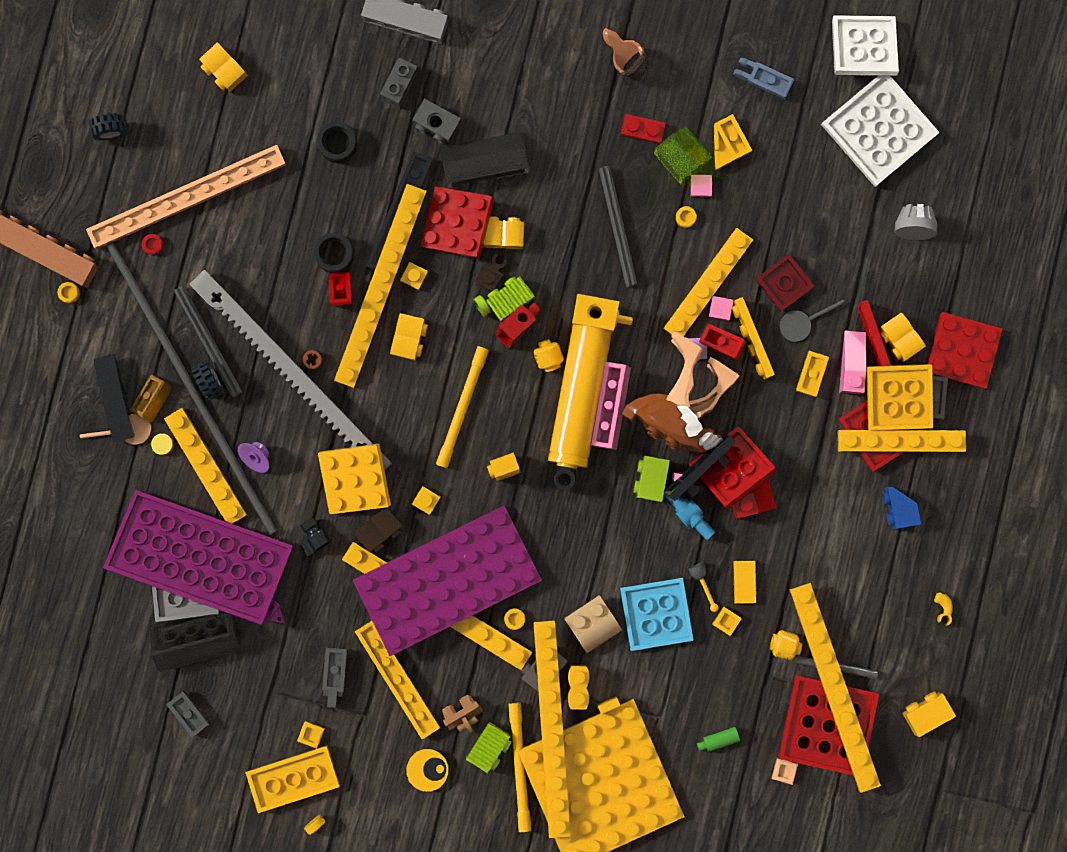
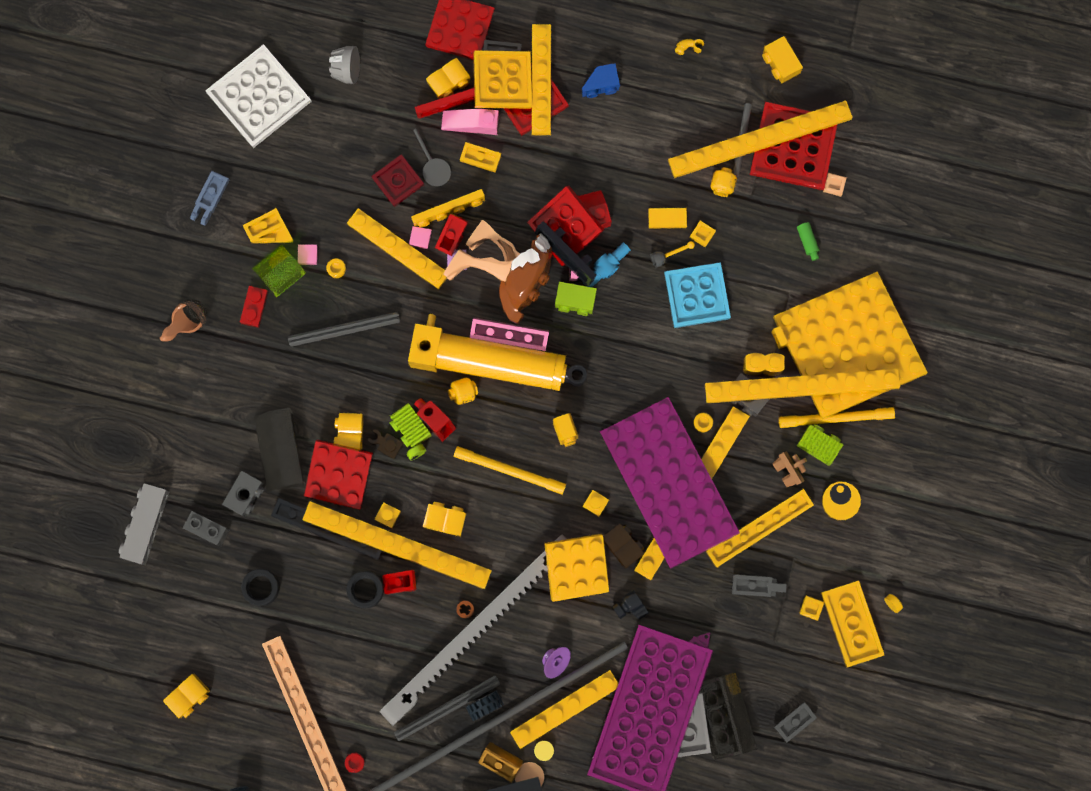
camera: 90 degrees left, 5 degrees down
(593, 624) = (707, 351): tan brick -> none
(865, 45) = (182, 107): white plate -> none

